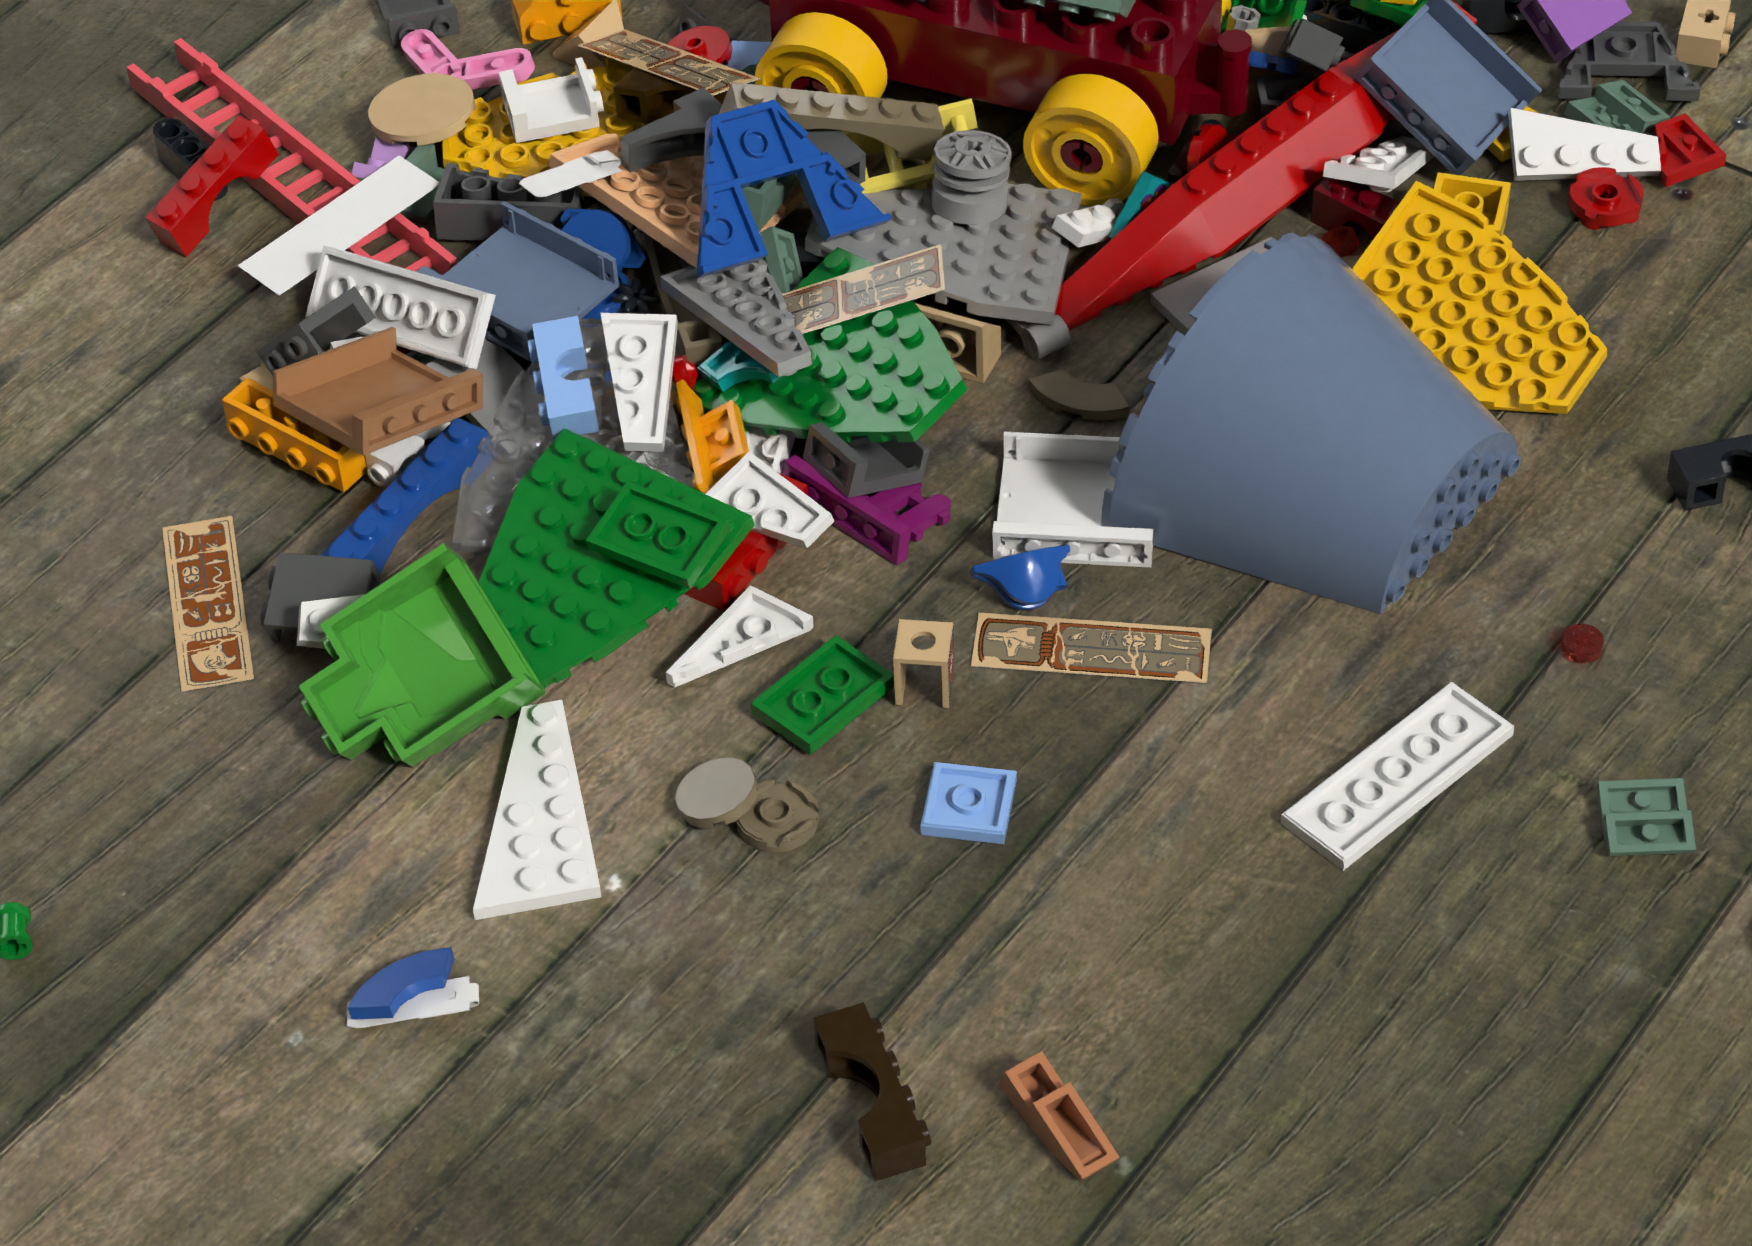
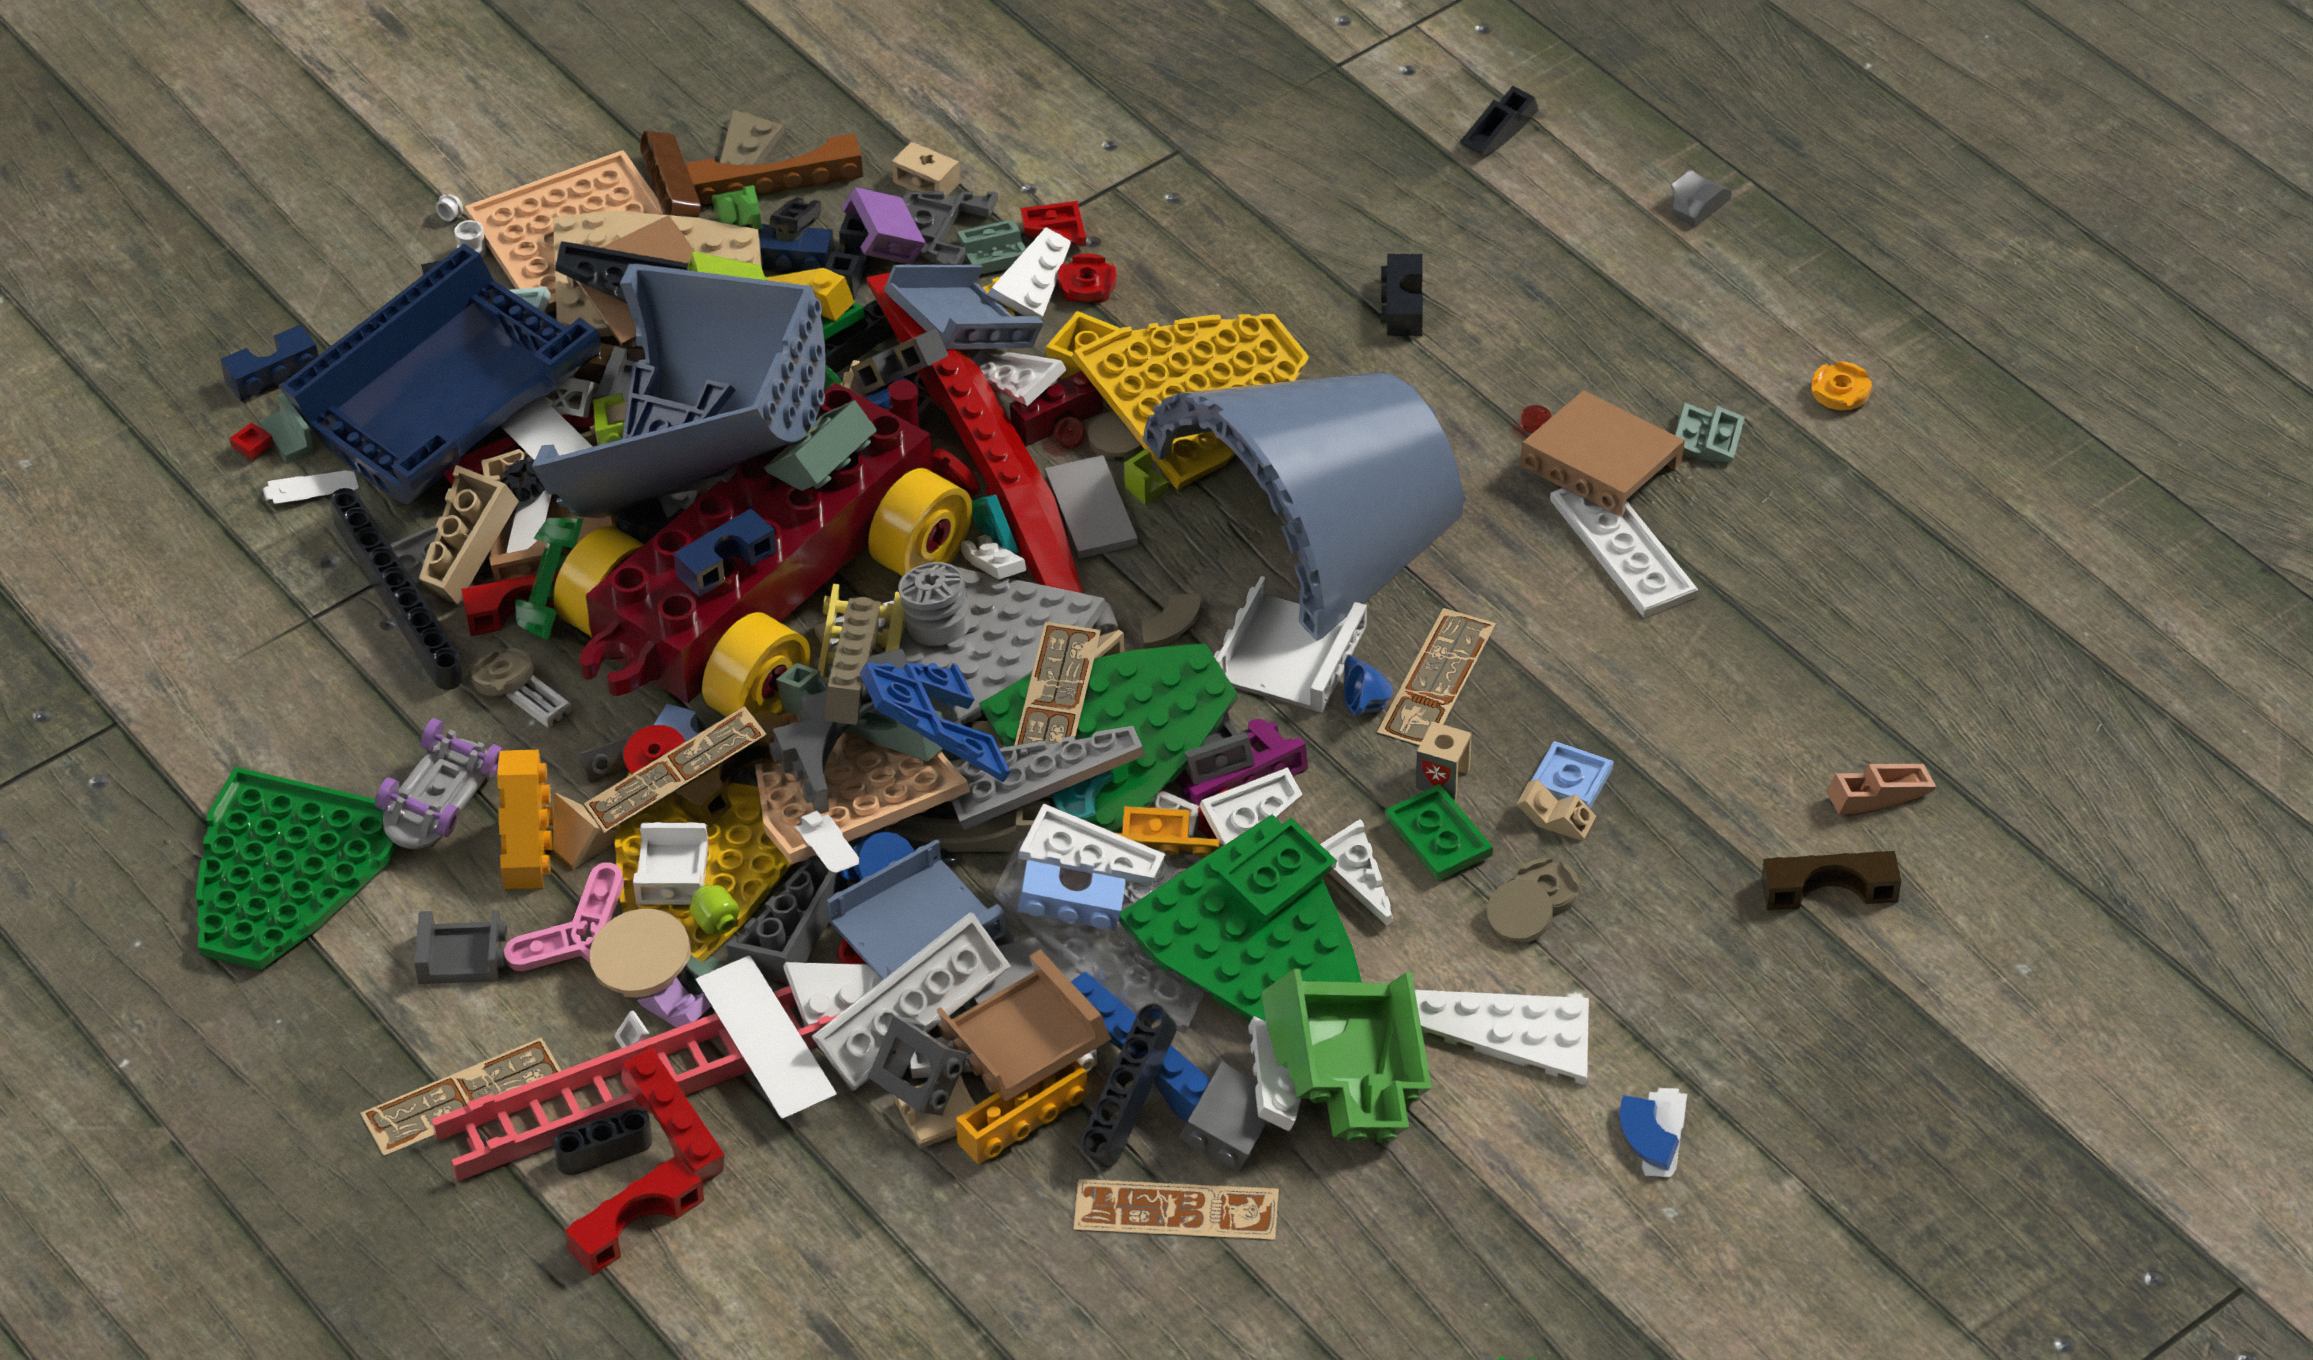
camera: 75 degrees left, 0 degrees up
(71, 188) = (667, 1190): none -> red arch
(245, 62) = (410, 1115): none -> sticker
(325, 497) = (1128, 1101): none -> black beam
(340, 146) = (631, 1031): none -> white slope
(416, 244) = (827, 988): none -> white wing
(492, 142) = (714, 909): none -> lime head
(898, 795) = (1563, 816): none -> tan slope
(1536, 703) = (1599, 451): none -> medium nougat panel

